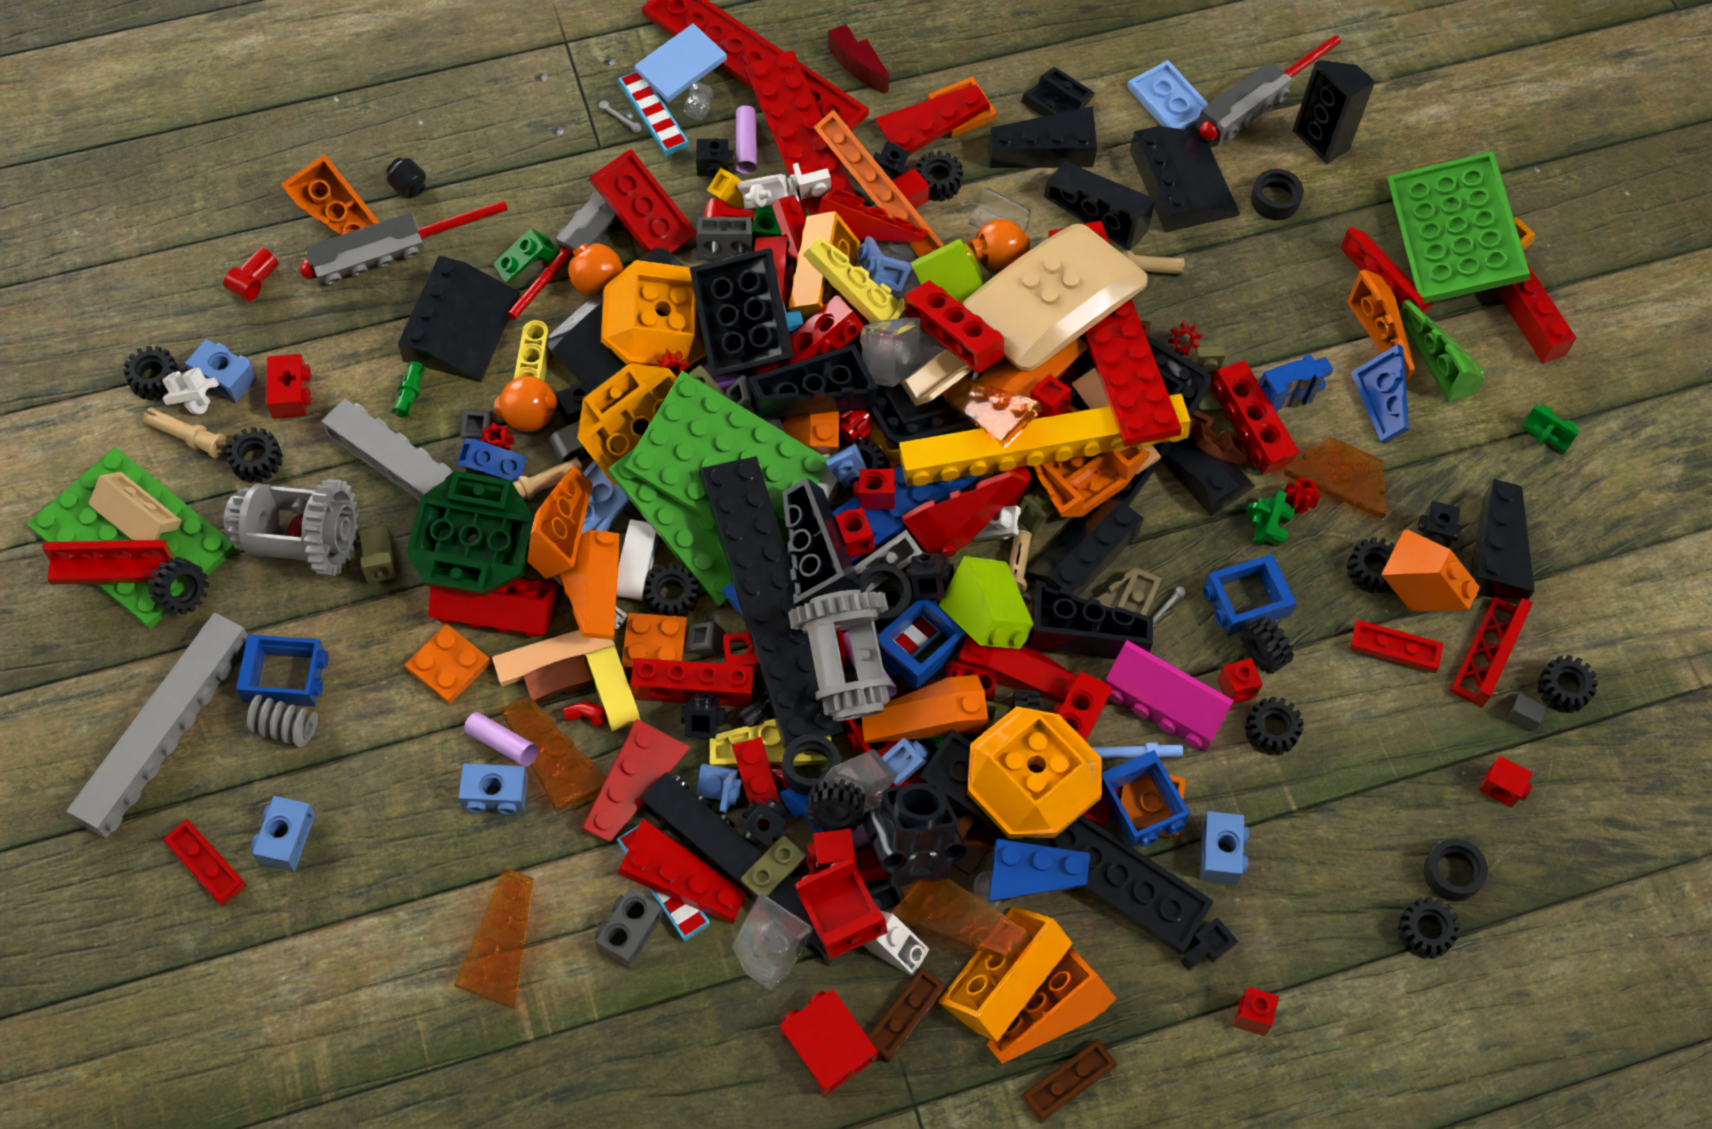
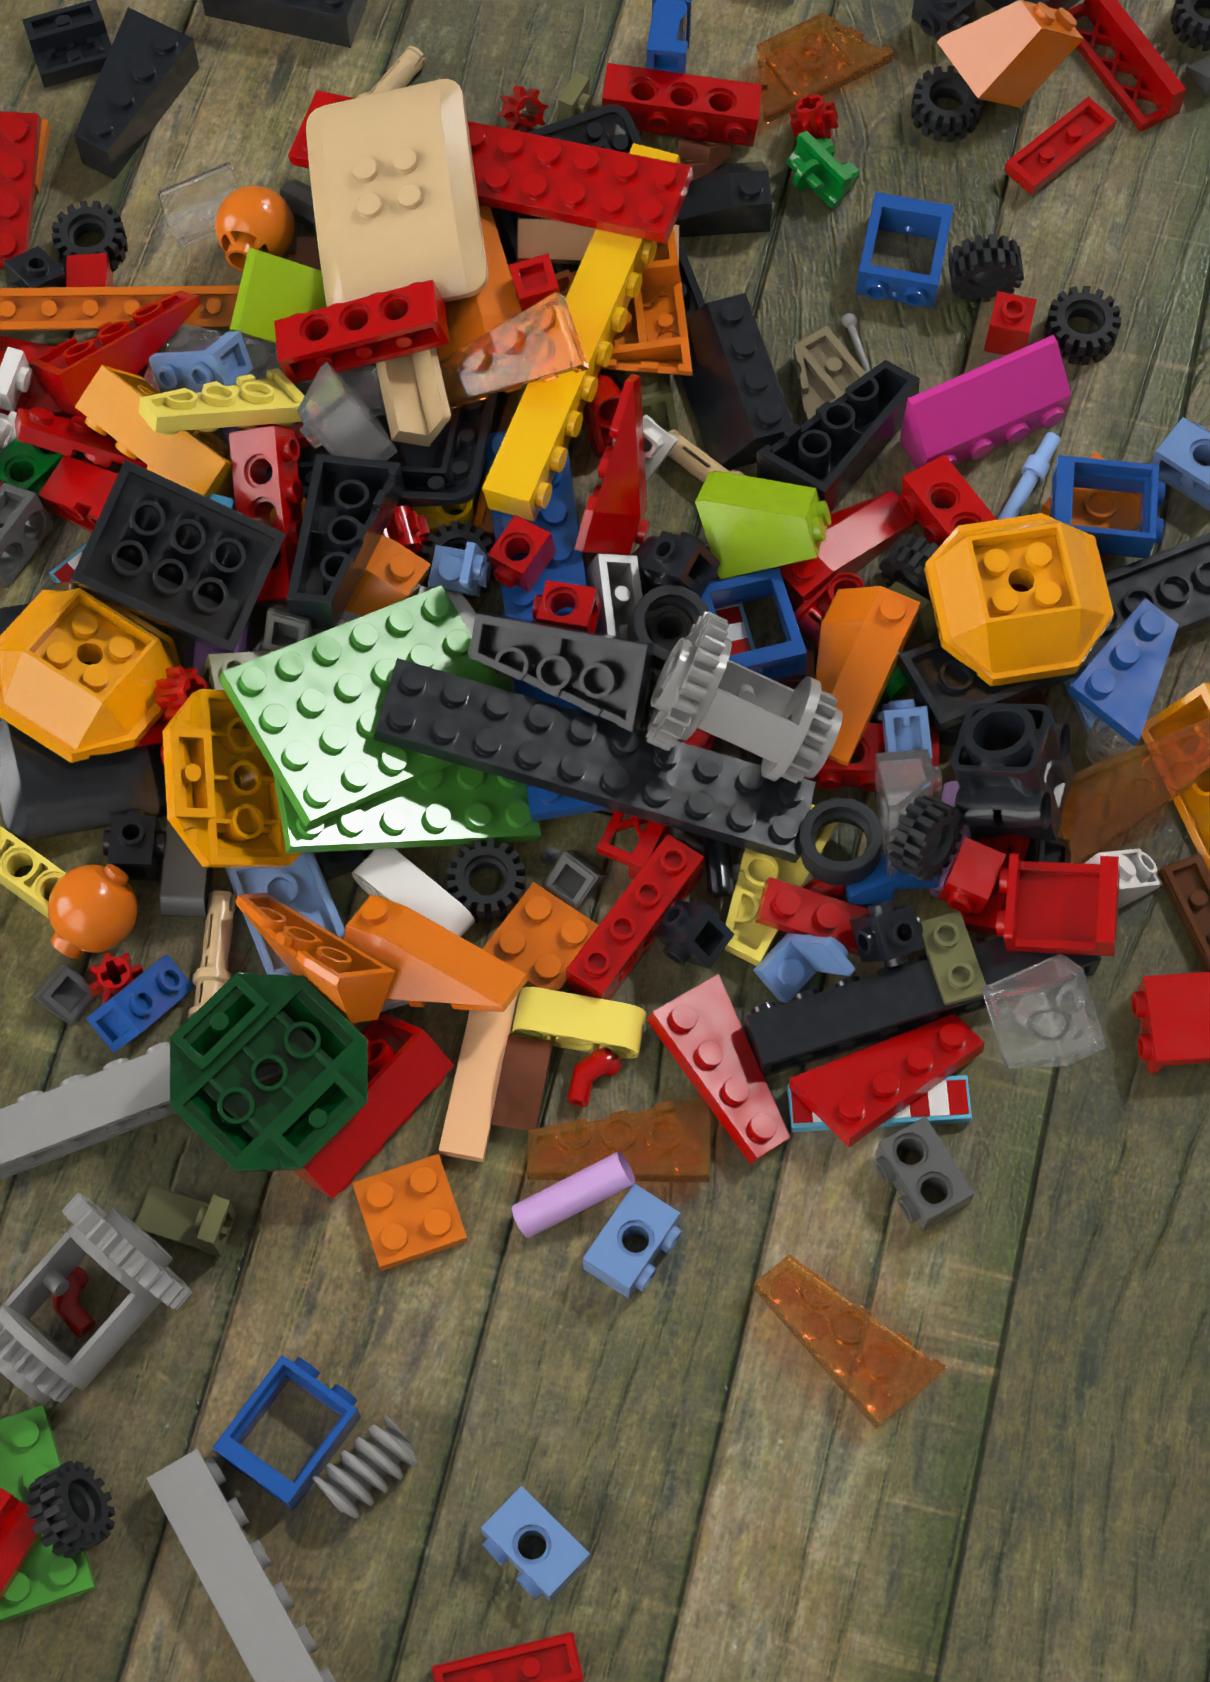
camera: 55 degrees left, 5 degrees up
(1095, 198) = (268, 83): black wedge -> none

